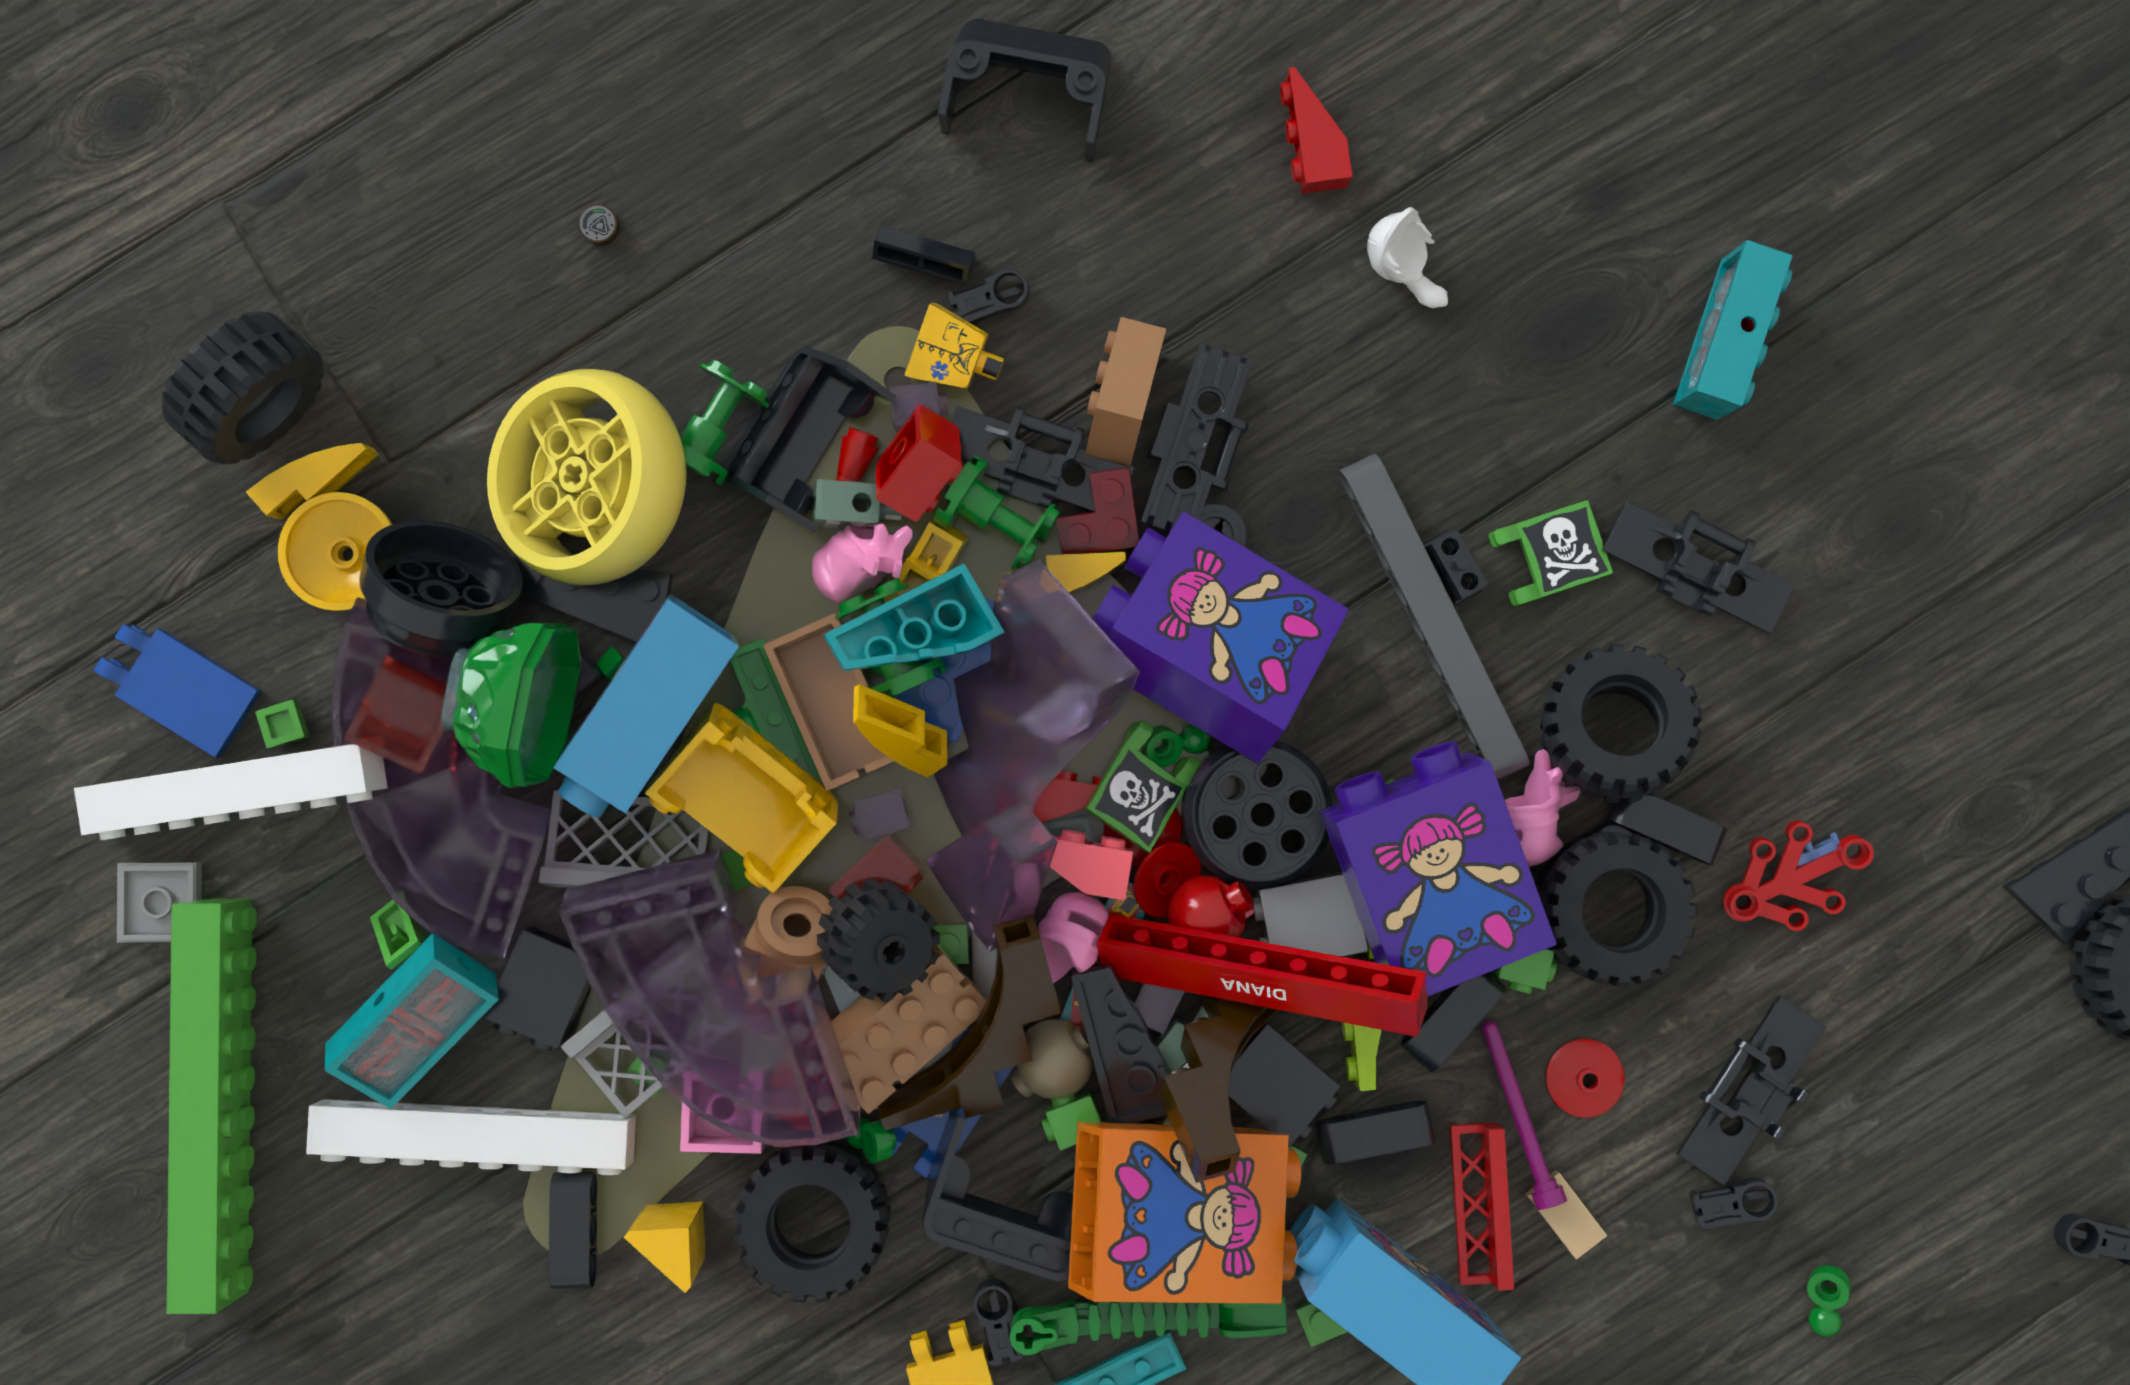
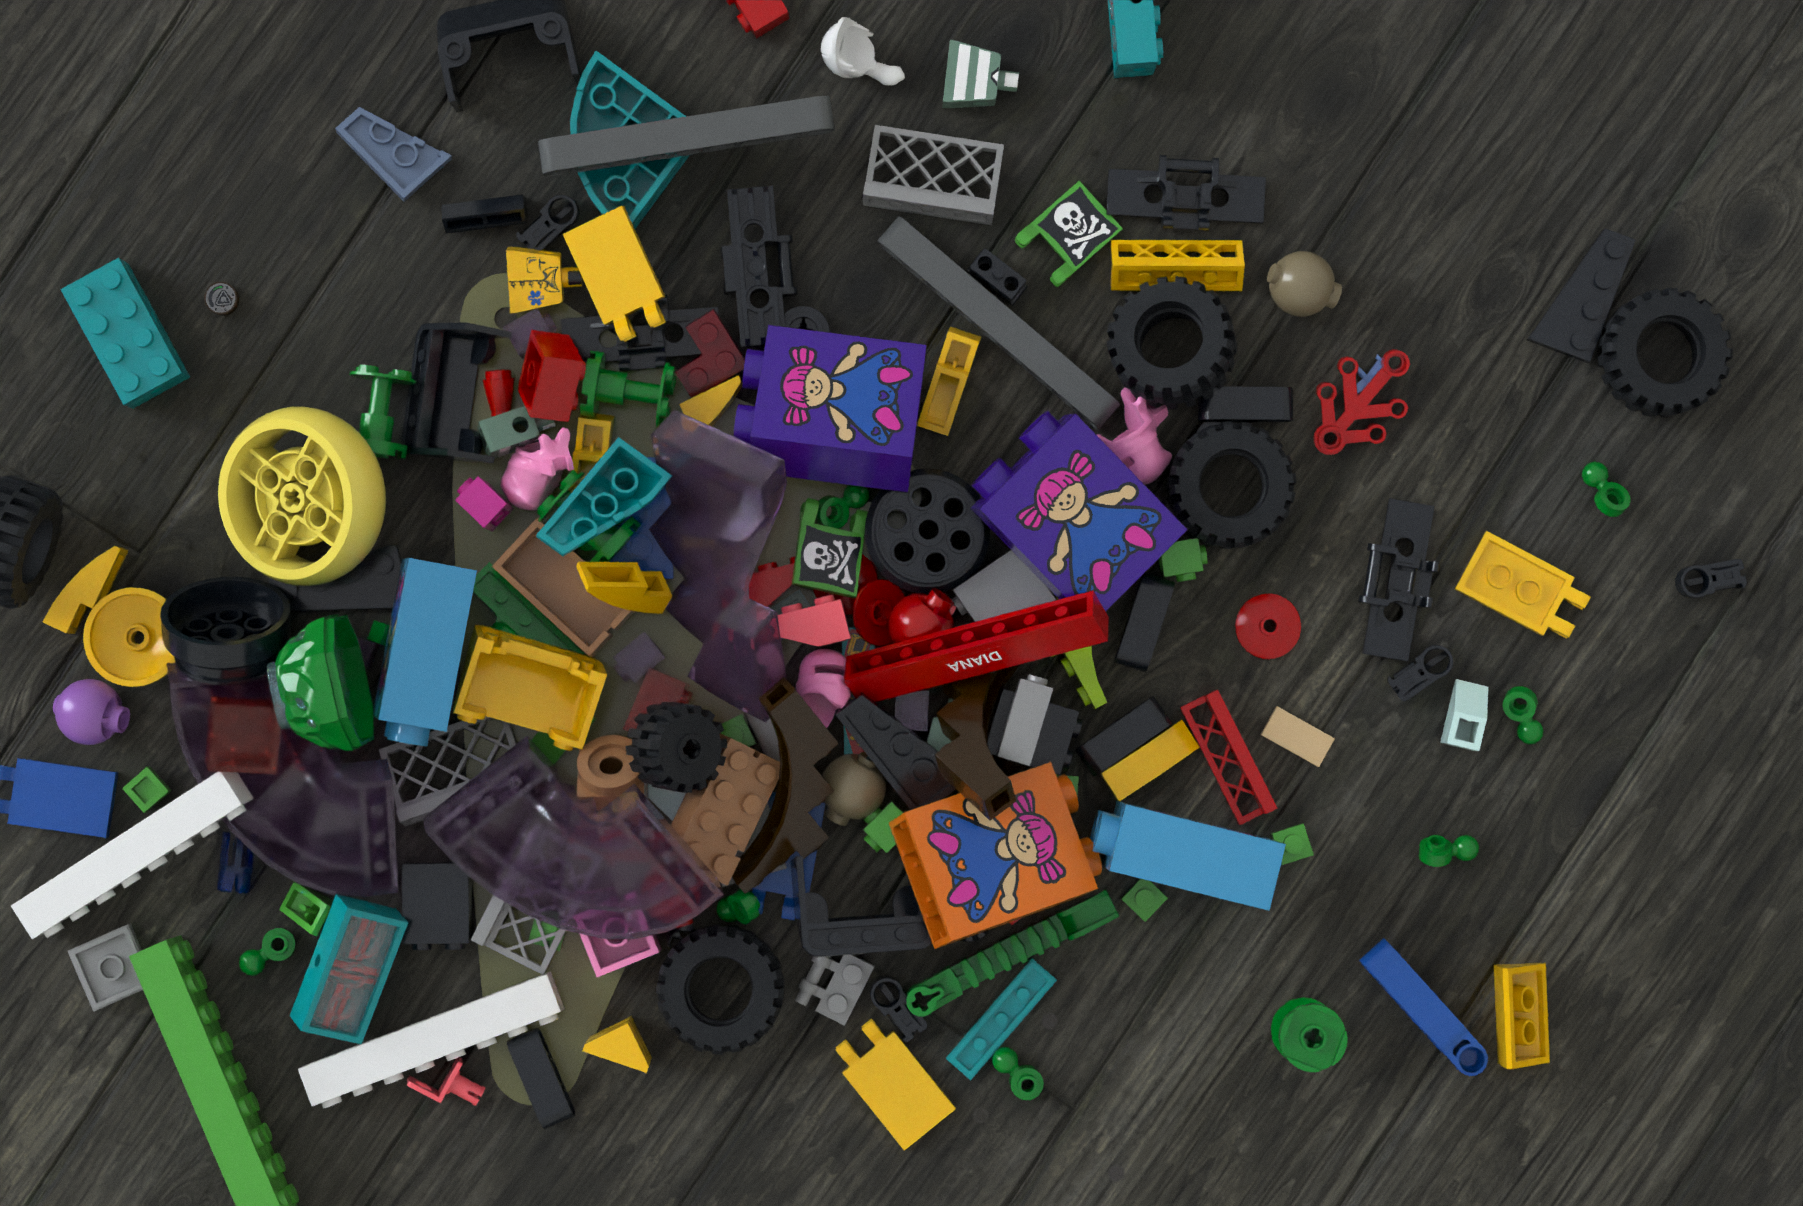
camera: 20 degrees left, 0 degrees up
(254, 613) = (90, 712): none -> medium lavender brick
(316, 963) = (253, 961): none -> green plate
(332, 852) = (235, 871): none -> clear blue arm
(474, 1192) = (452, 1083): none -> coral bracket
(476, 216) = (125, 333): none -> teal brick
(784, 571) = (483, 503): none -> dark pink brick
(852, 149) = (393, 155): none -> sand blue wing
(941, 1279) = (843, 989): none -> light grey plate
(1041, 379) = (616, 271): none -> yellow tile
(1112, 244) = (614, 99): none -> teal brick
(1124, 390) = (684, 251): medium nougat wedge -> none
(1183, 263) = (686, 136): none -> dark grey beam
(1278, 1076) = (1025, 720): none -> light grey brick
(1353, 657) = (949, 381): none -> yellow slope
(1392, 1173) = (1149, 760): none -> yellow slope
(1422, 455) = (926, 201): none -> light grey fence
(1515, 1326) = (1296, 843): none -> bright green plate
(1523, 337) = (974, 77): none -> torso
(1546, 1190) = (1270, 722): magenta piece -> none
(1608, 626) = (1210, 268): none -> yellow fence
(1764, 1277) = (1466, 716): none -> light aqua slope
(1788, 720) = (1303, 284): none -> dark tan brick
(1883, 1156) = (1519, 586): none -> yellow tile
(2025, 1101) = (1611, 497): none -> green plate

